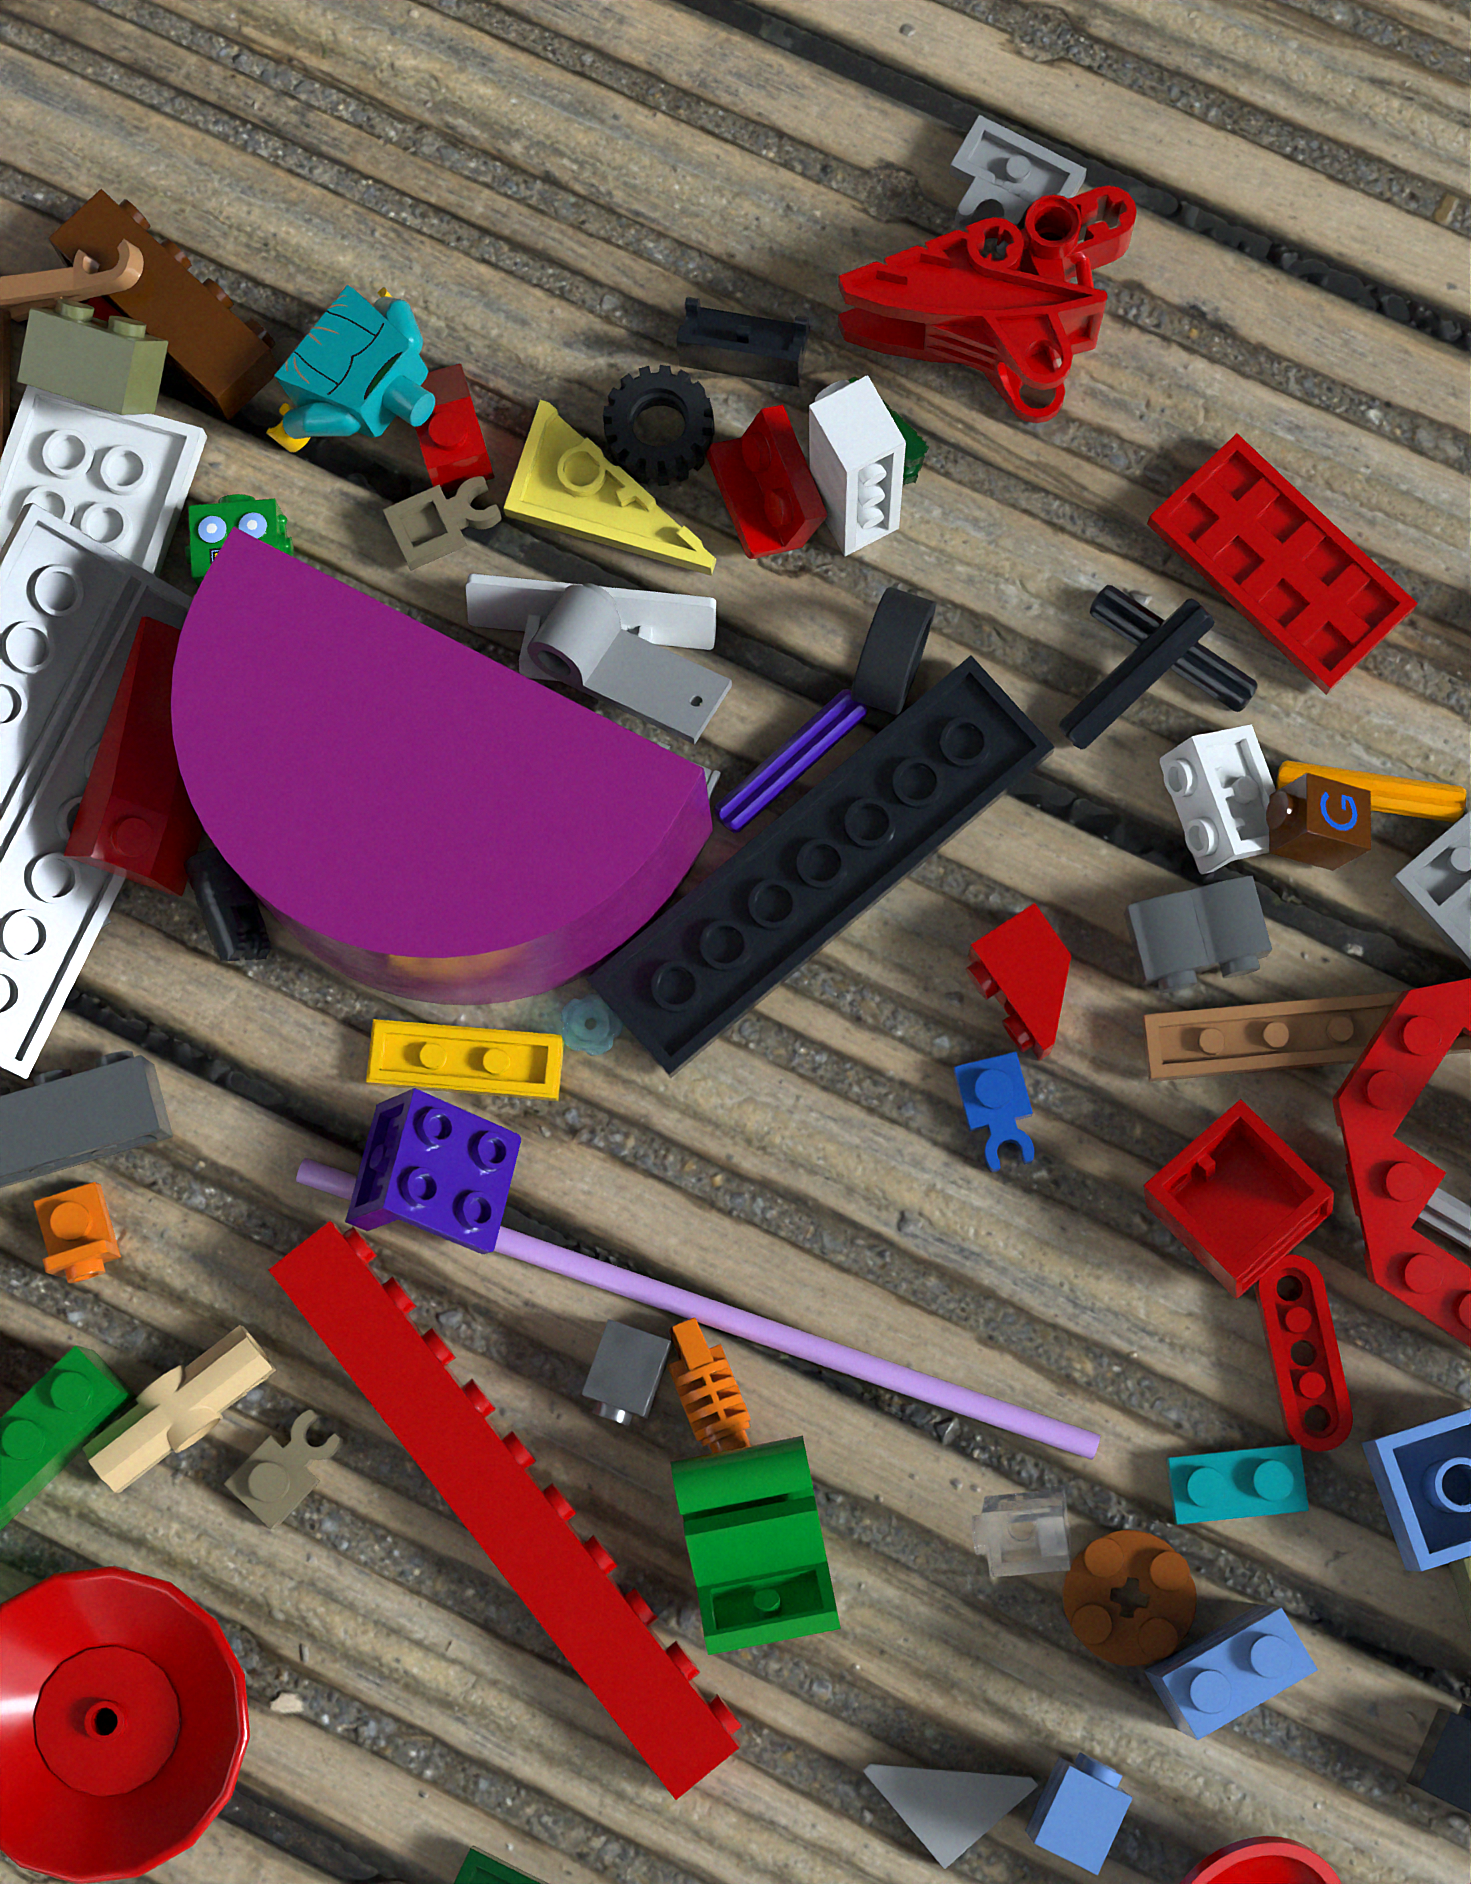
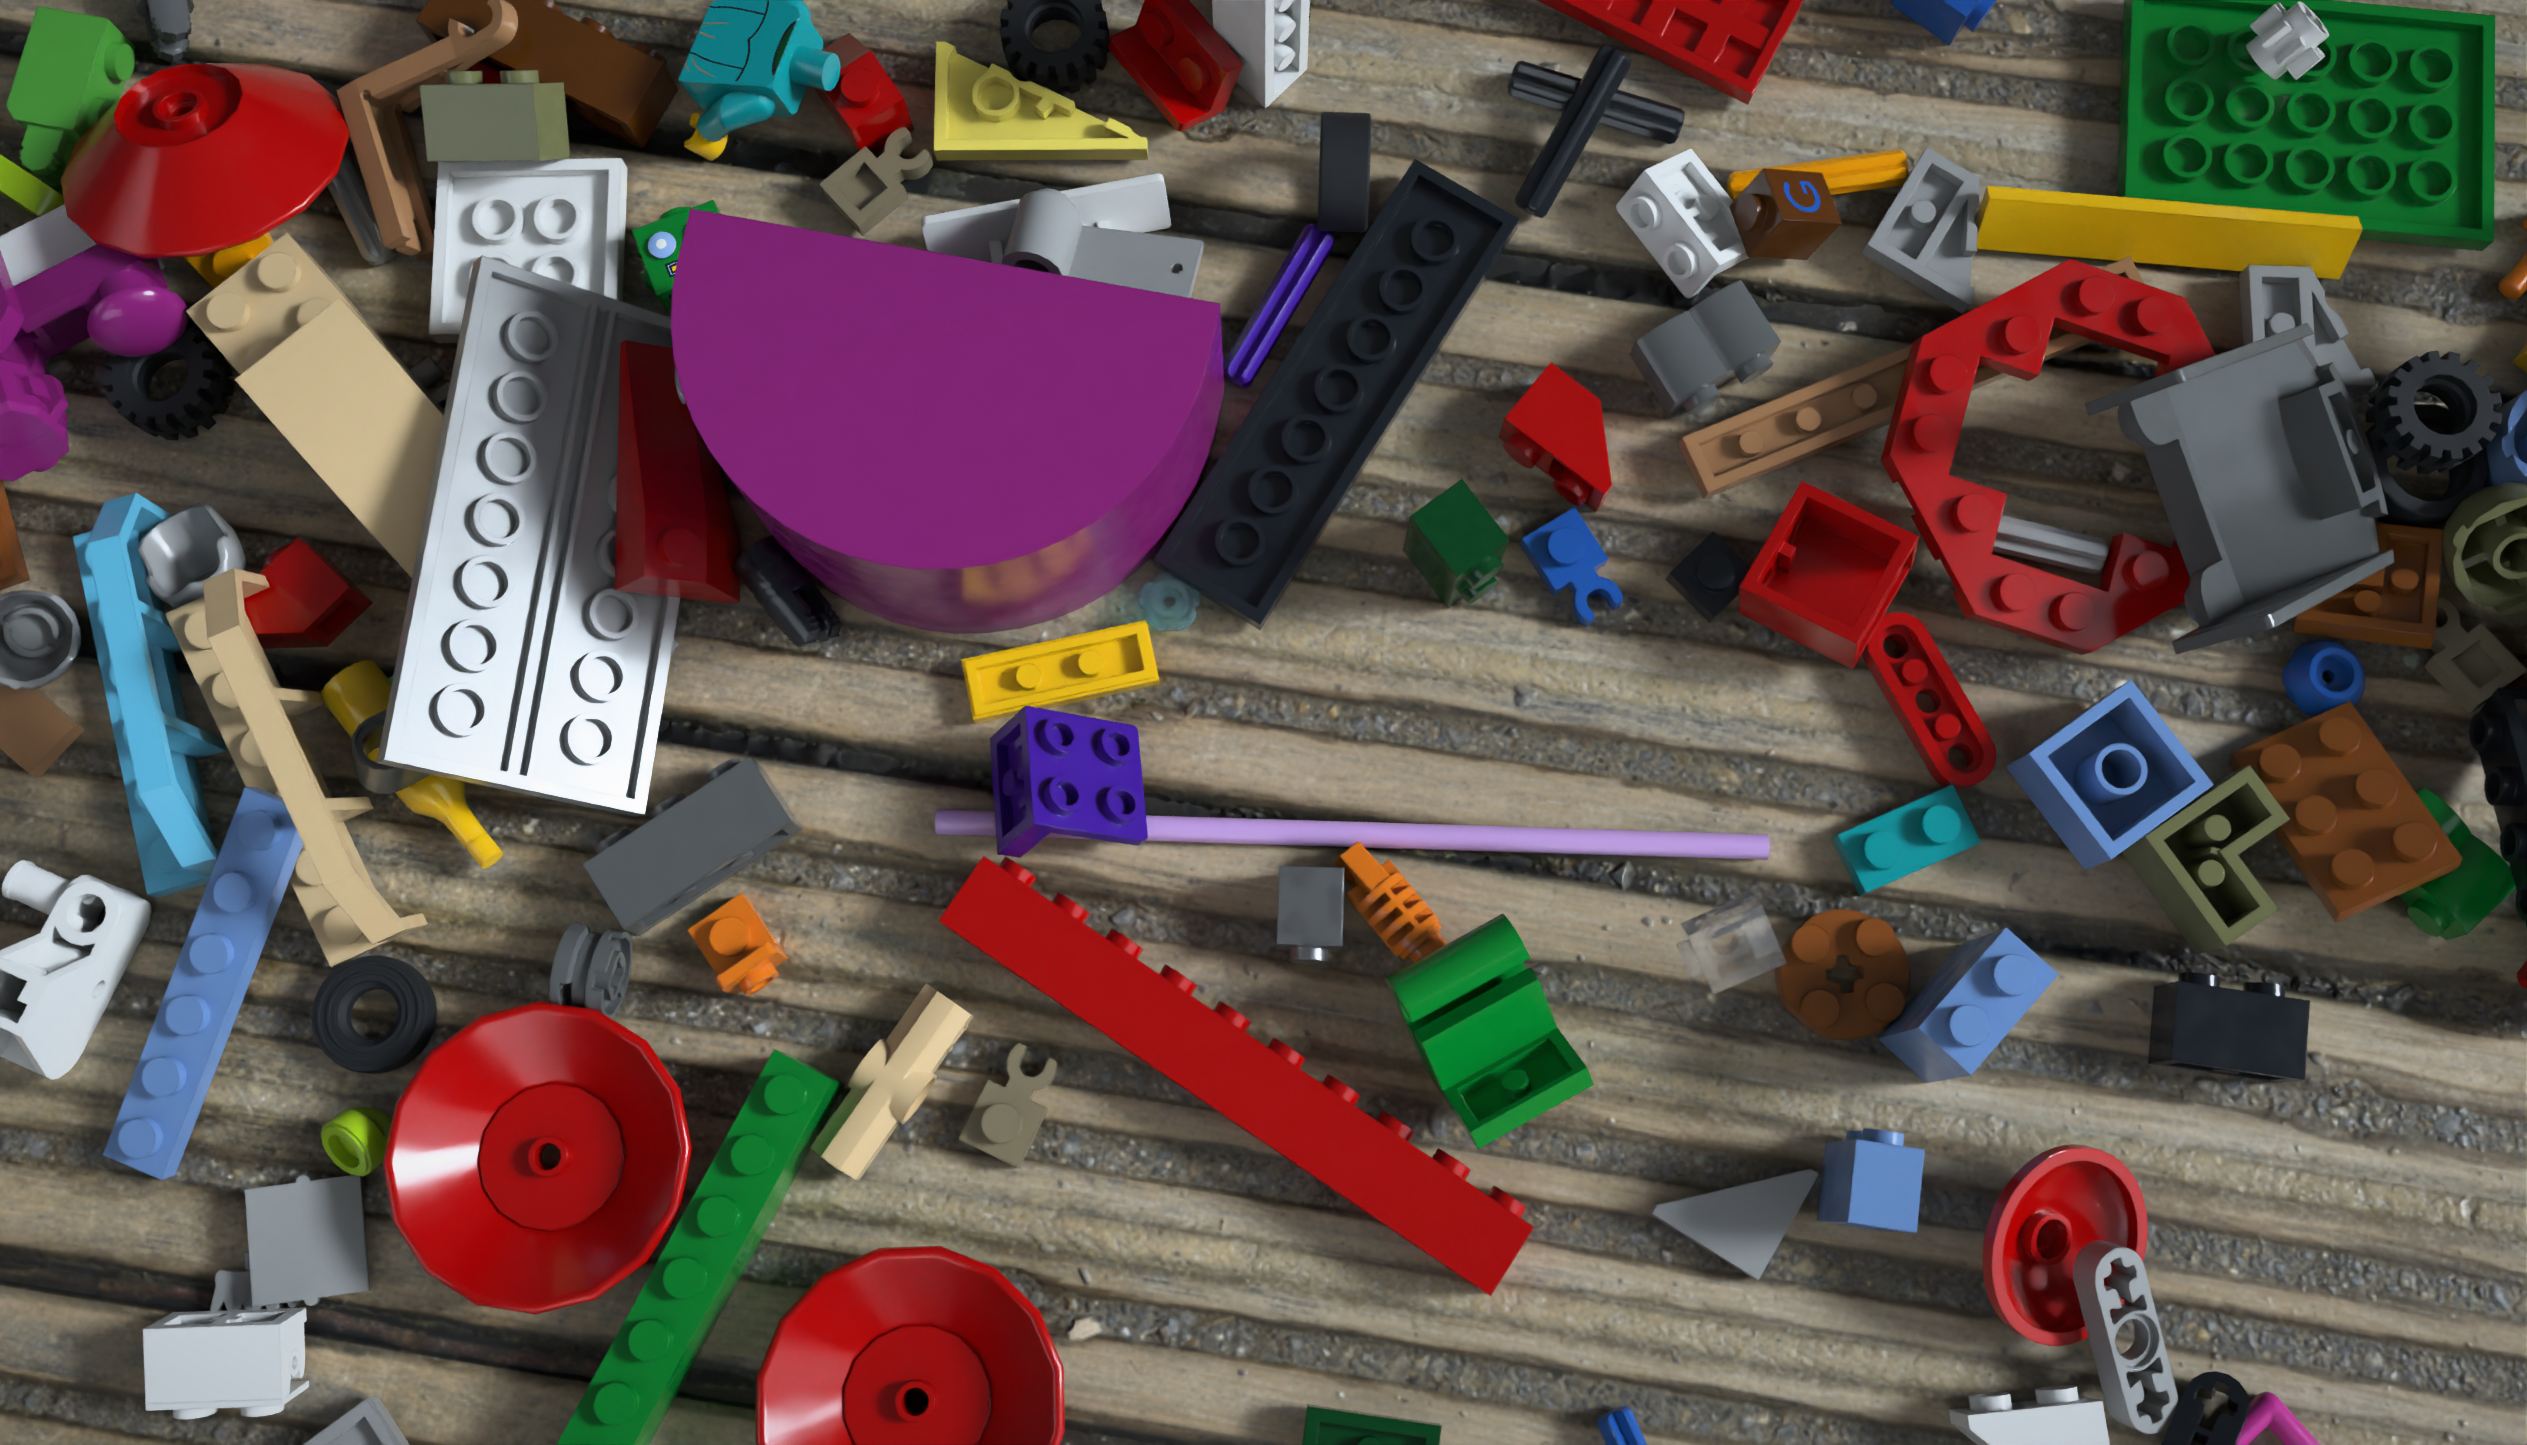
camera: 25 degrees left, 0 degrees up
(881, 1058) = (1456, 545): none -> dark green brick
(1128, 1160) = (1709, 576): none -> black plate

